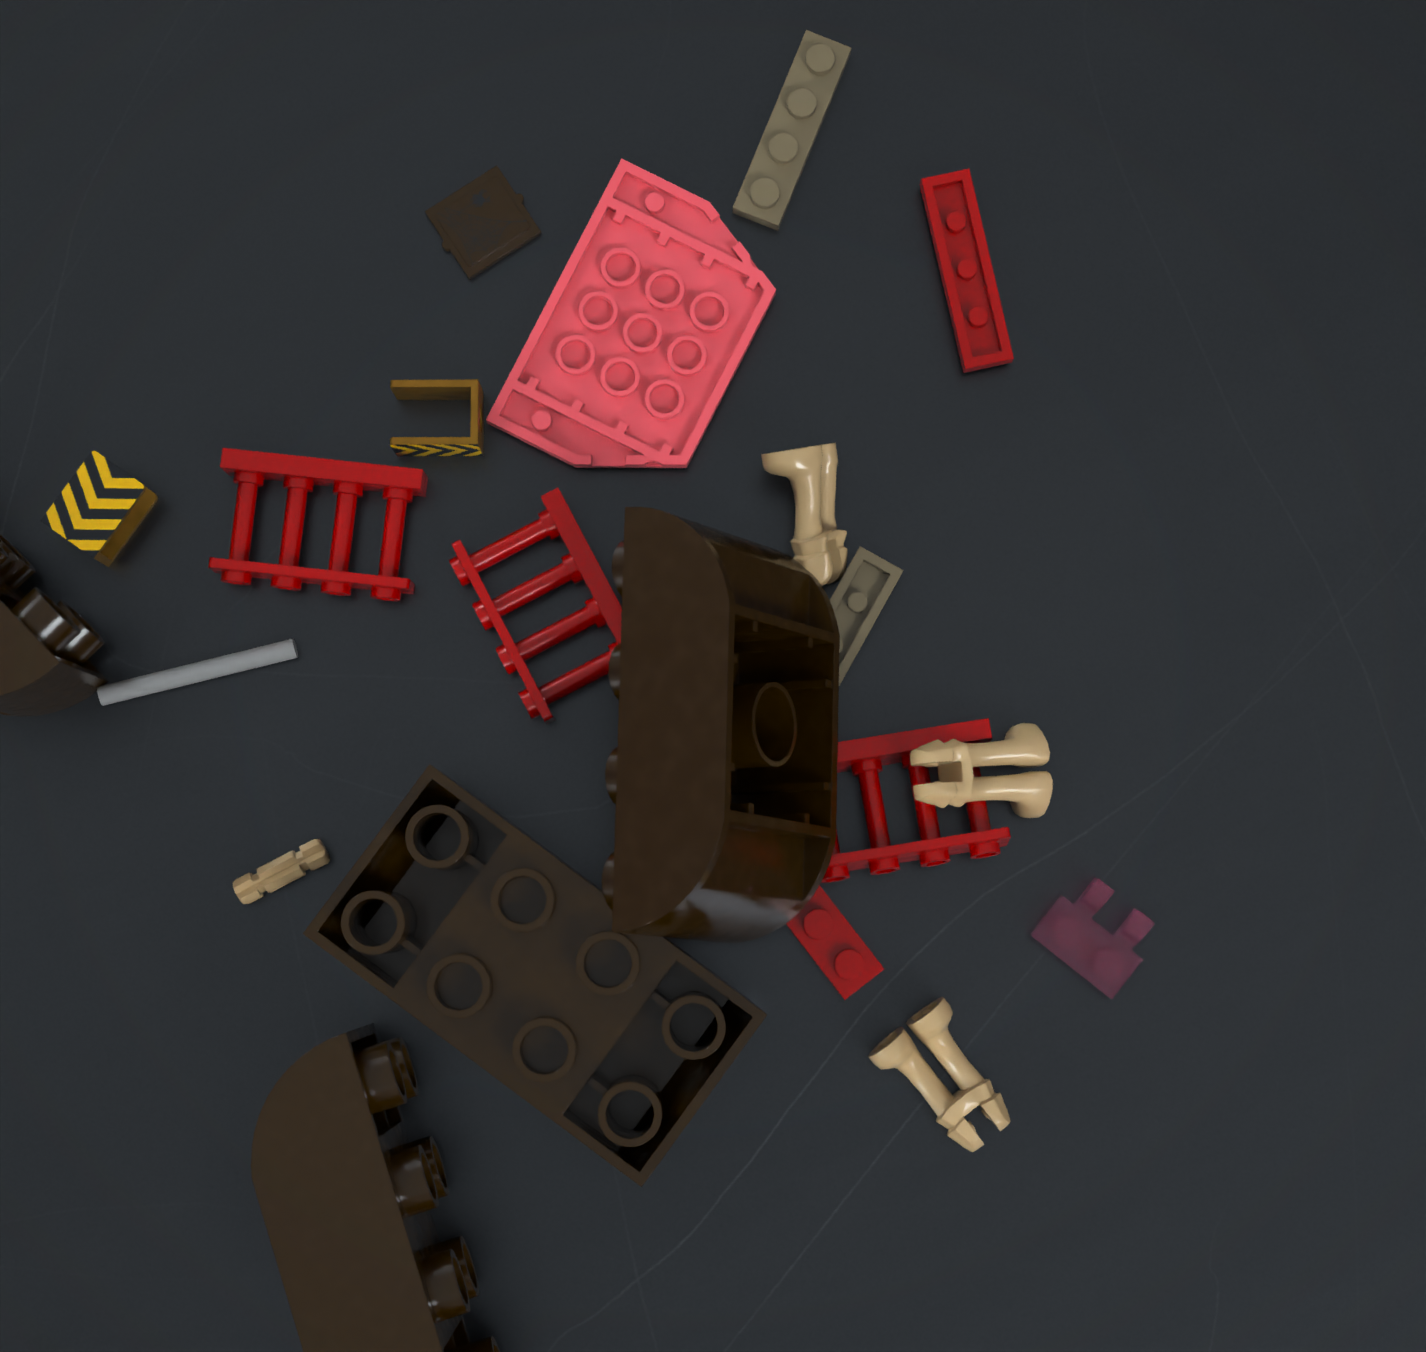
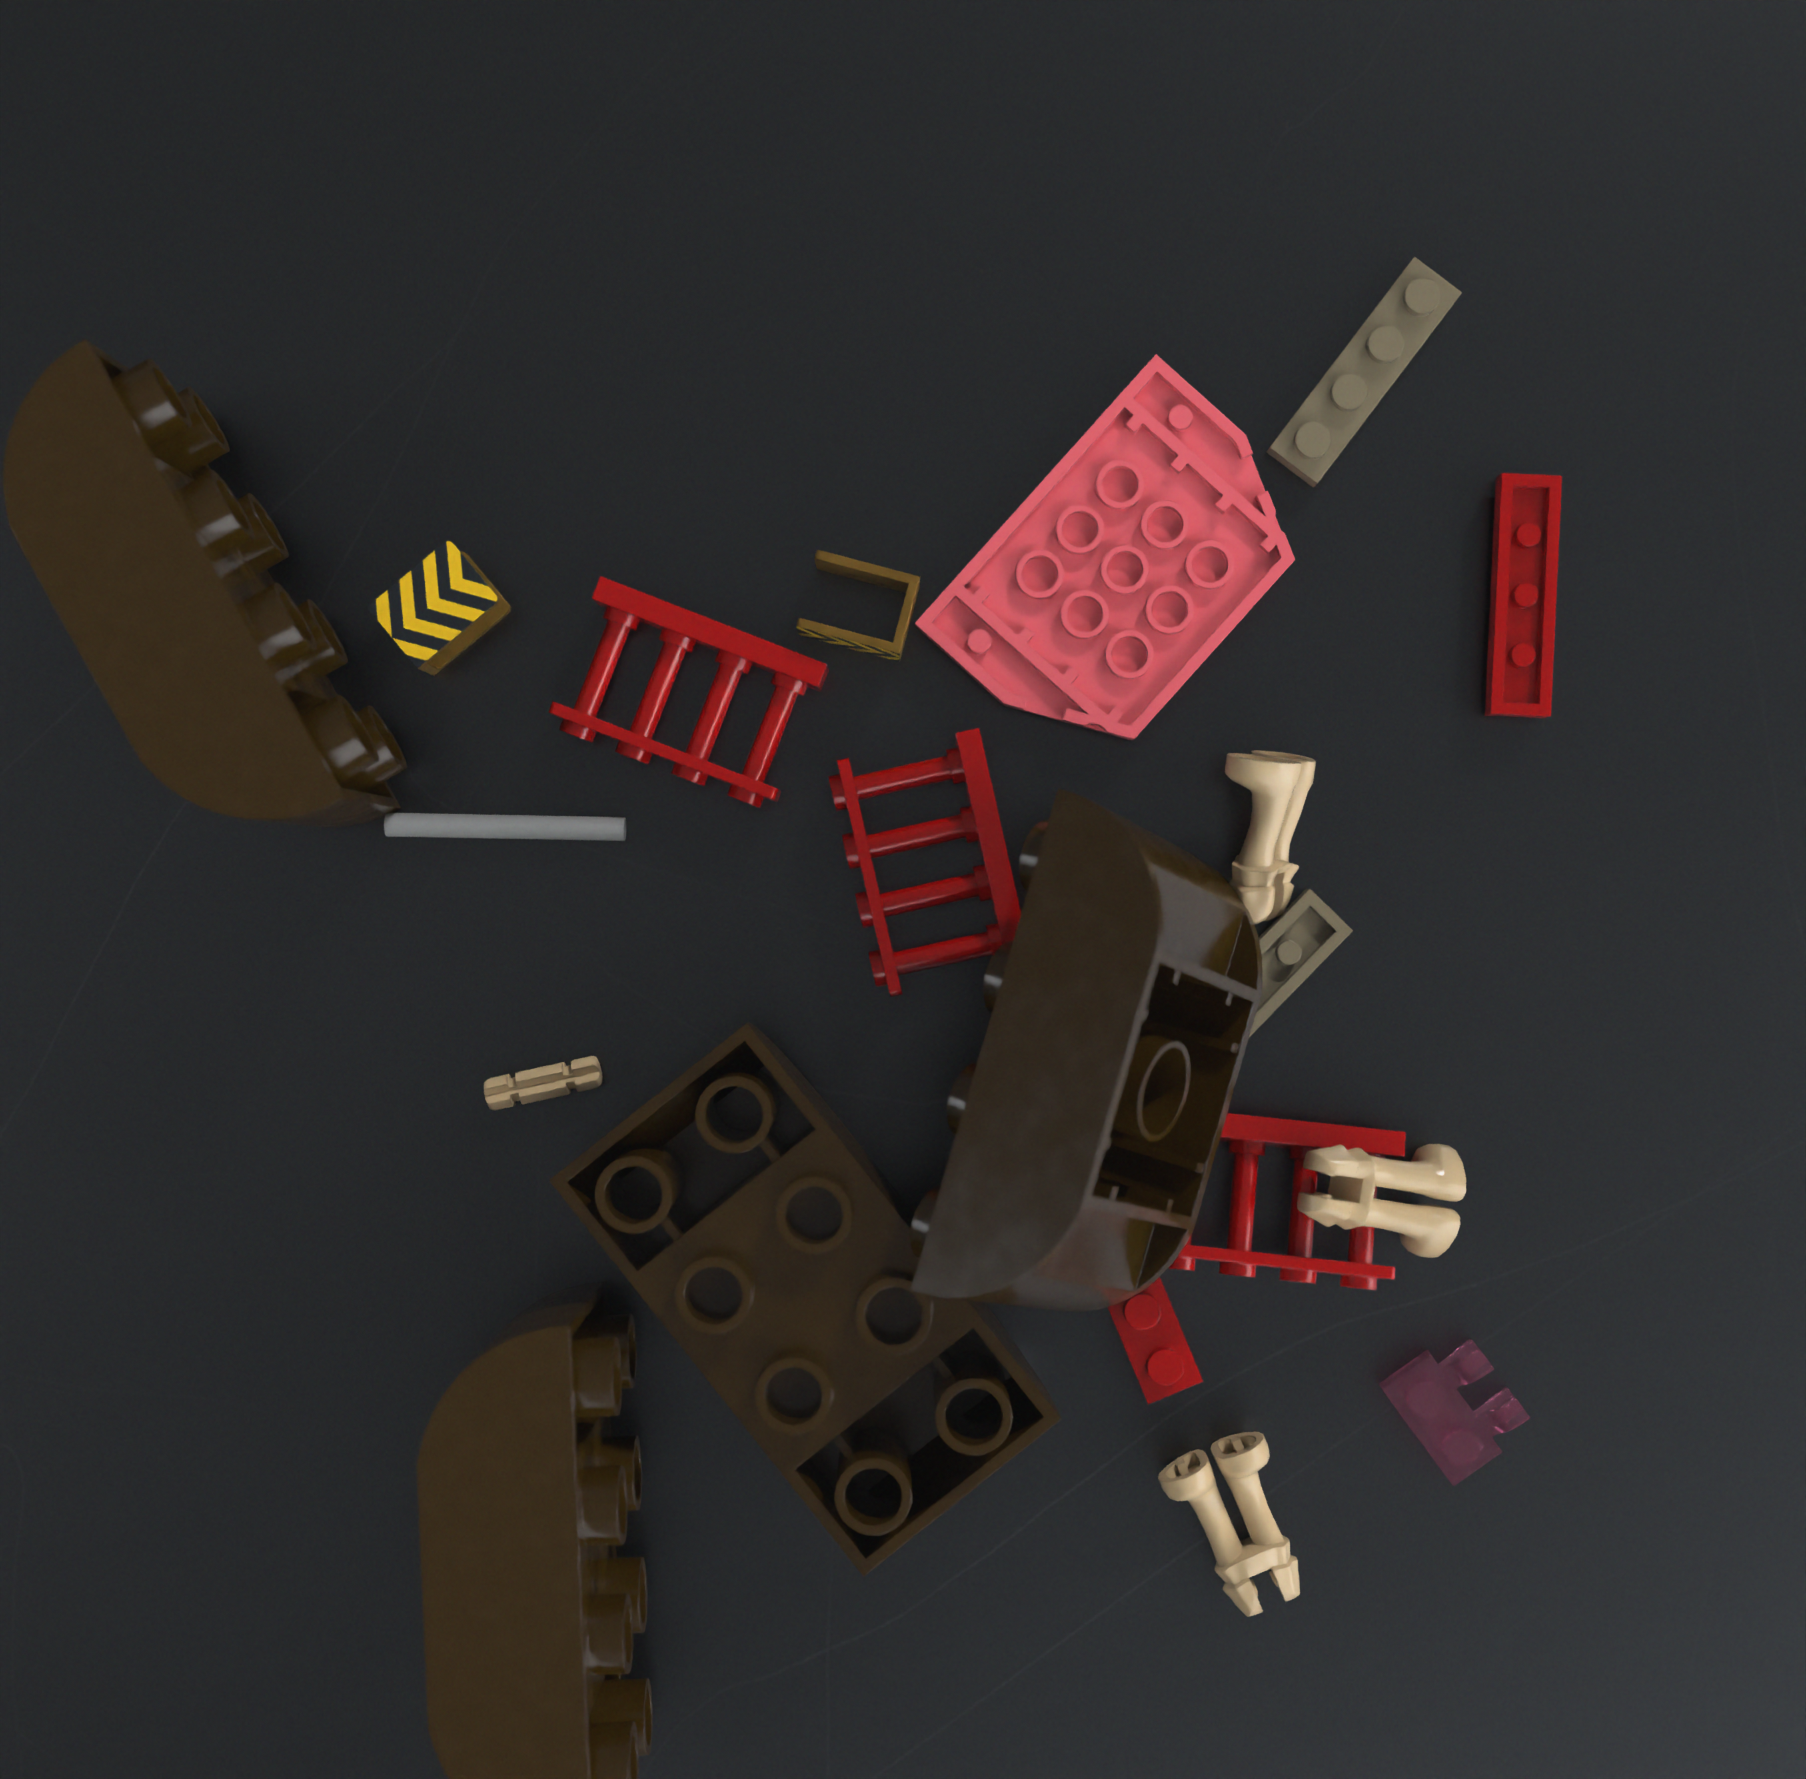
camera: 20 degrees right, 5 degrees up
(483, 222) = (971, 385): dark brown piece -> none

